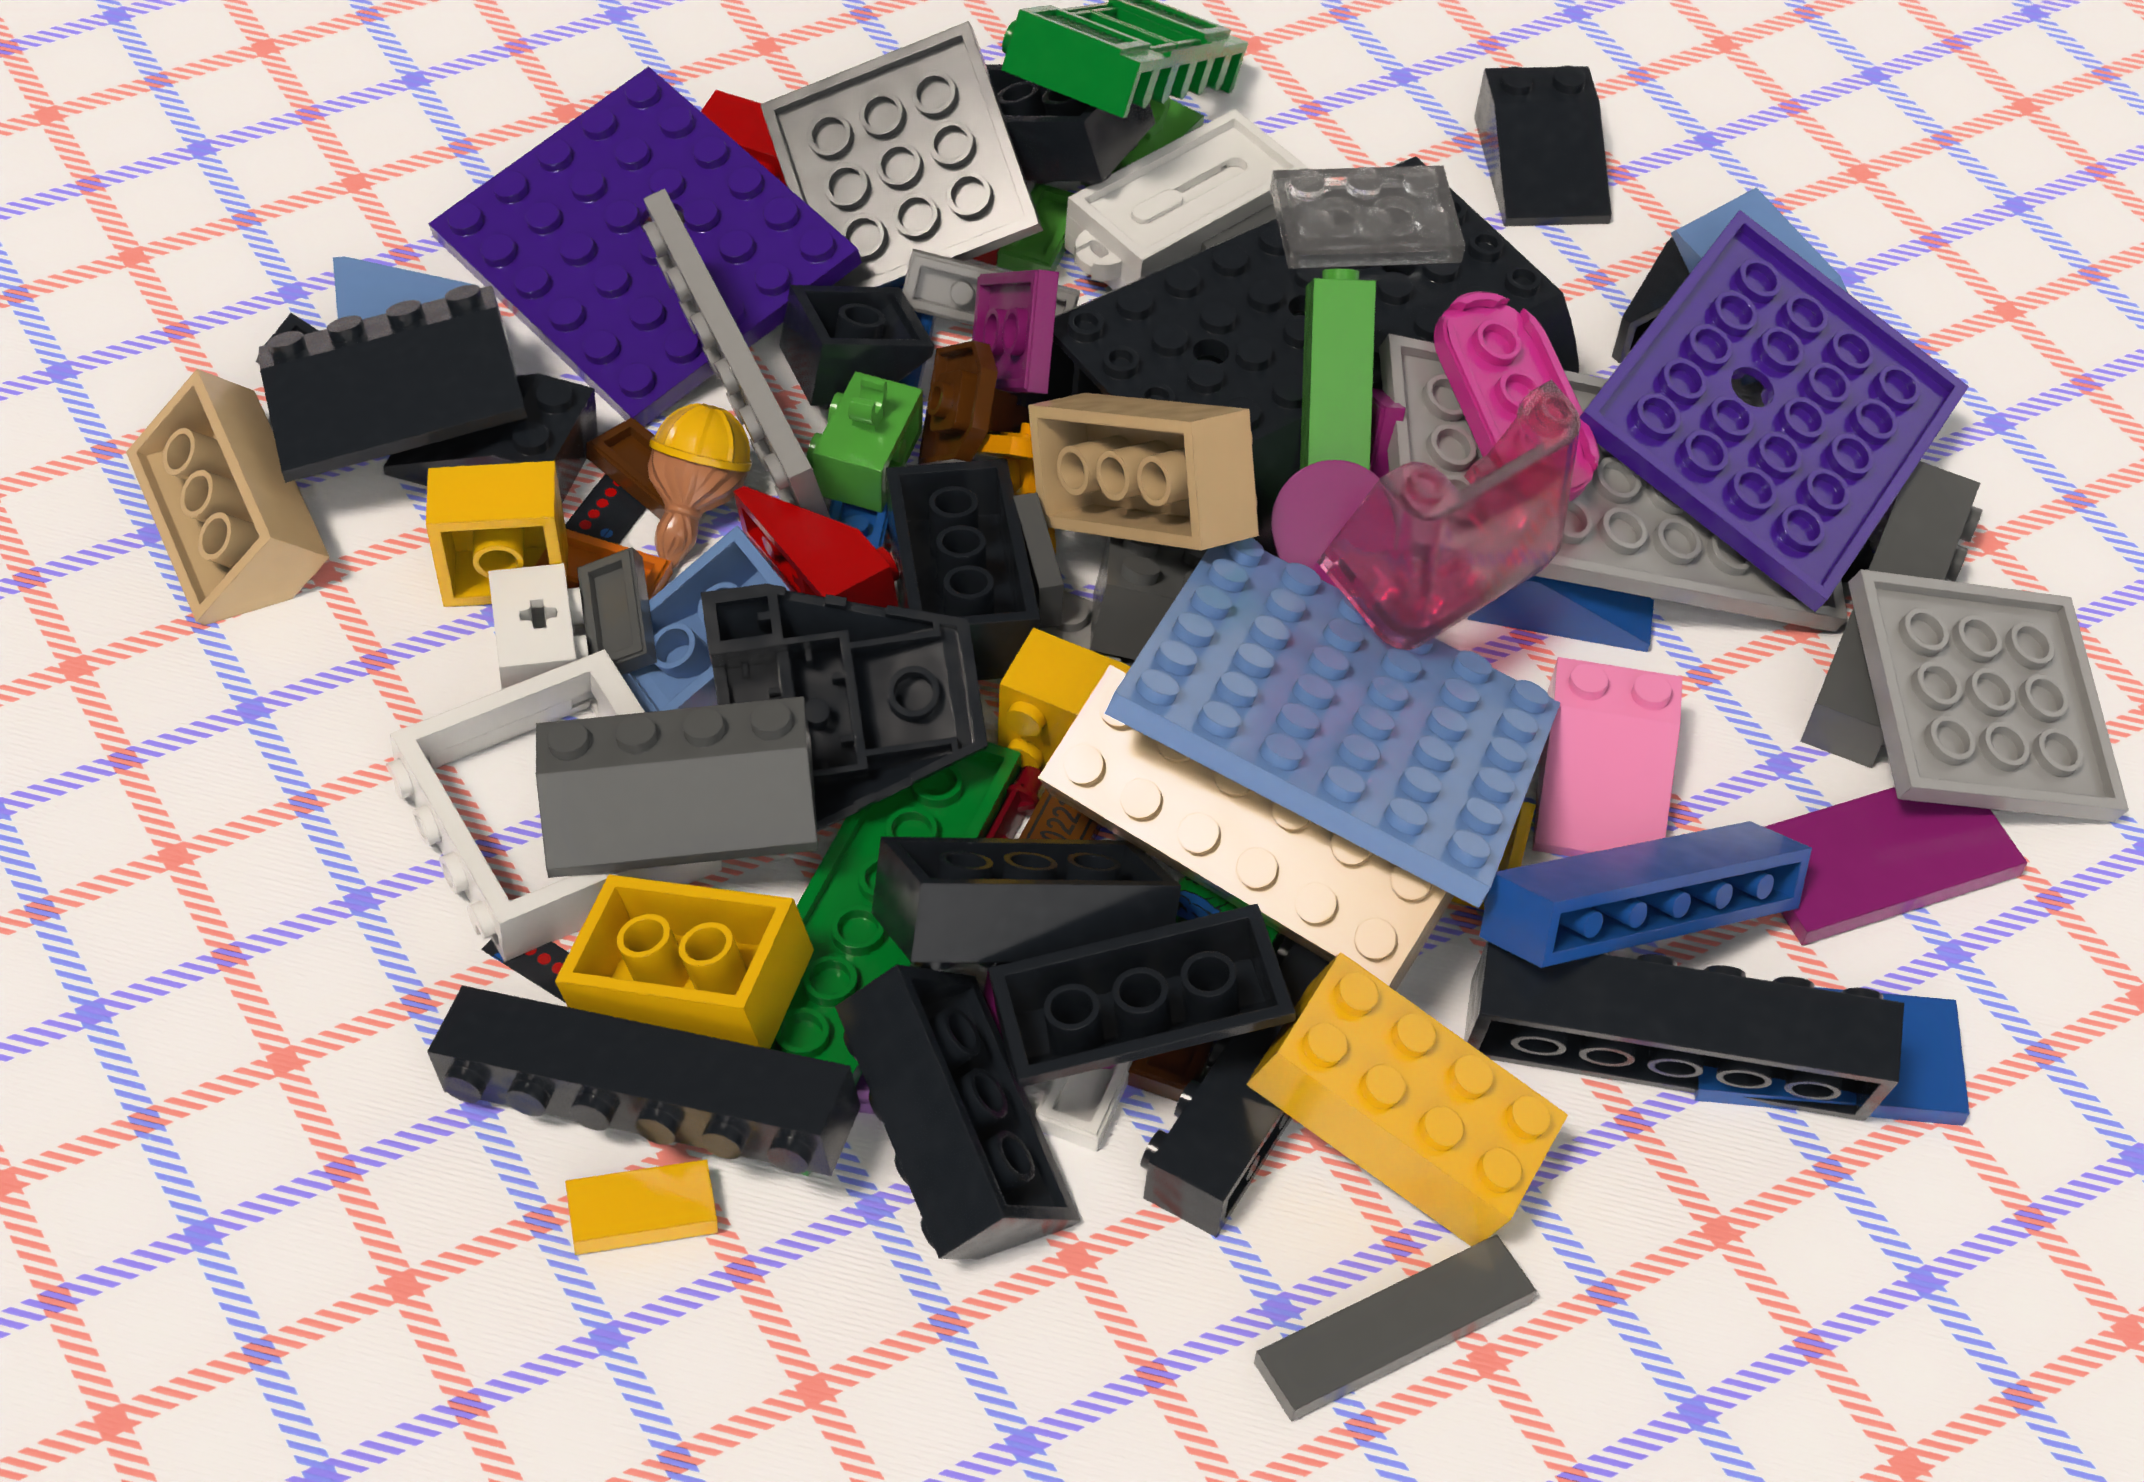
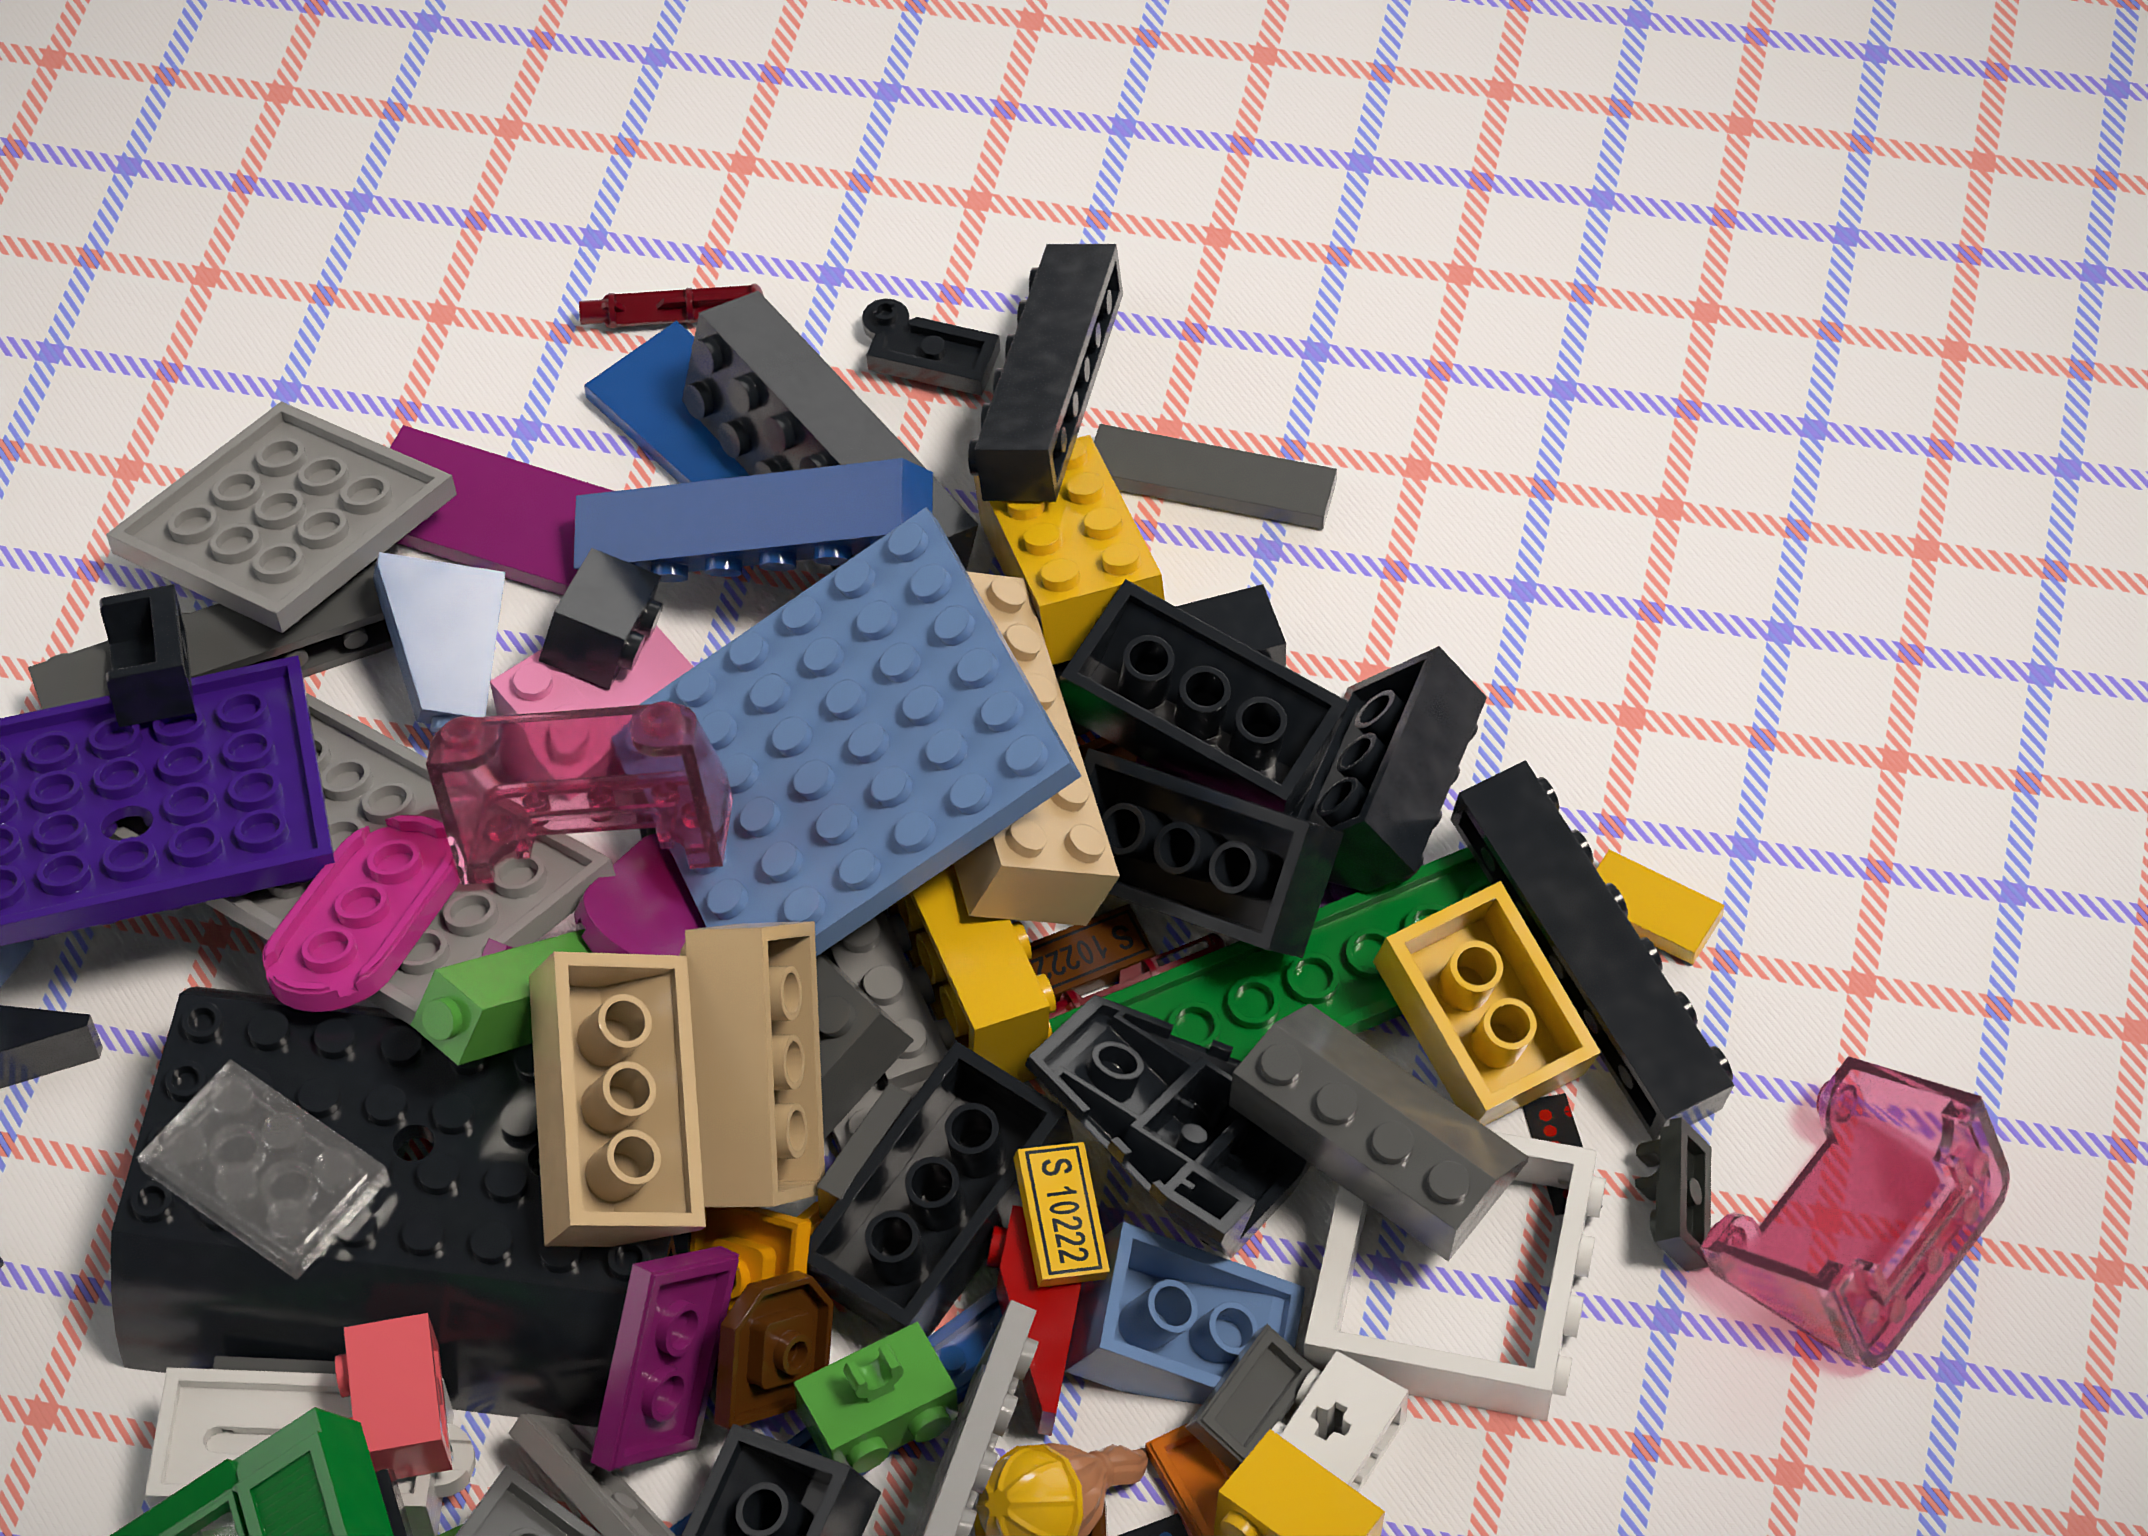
camera: 130 degrees left, 5 degrees up
(245, 1037) = (1873, 1214): none -> clear pink windscreen
(409, 965) = (1680, 1191): none -> pearl dark grey plate
(844, 567) = (1061, 1214): none -> yellow tile
(1144, 206) = (397, 1394): none -> coral brick
(1186, 325) = (615, 1098): none -> tan slope
(1606, 1239) = (1047, 374): none -> black brick
(1668, 771) = (602, 619): none -> black brick
(1754, 1247) = (928, 348): none -> black hinge
(1764, 687) = (442, 632): none -> slope
(1897, 513) = (147, 656): none -> black panel
(1988, 1130) = (658, 306): none -> dark red piece

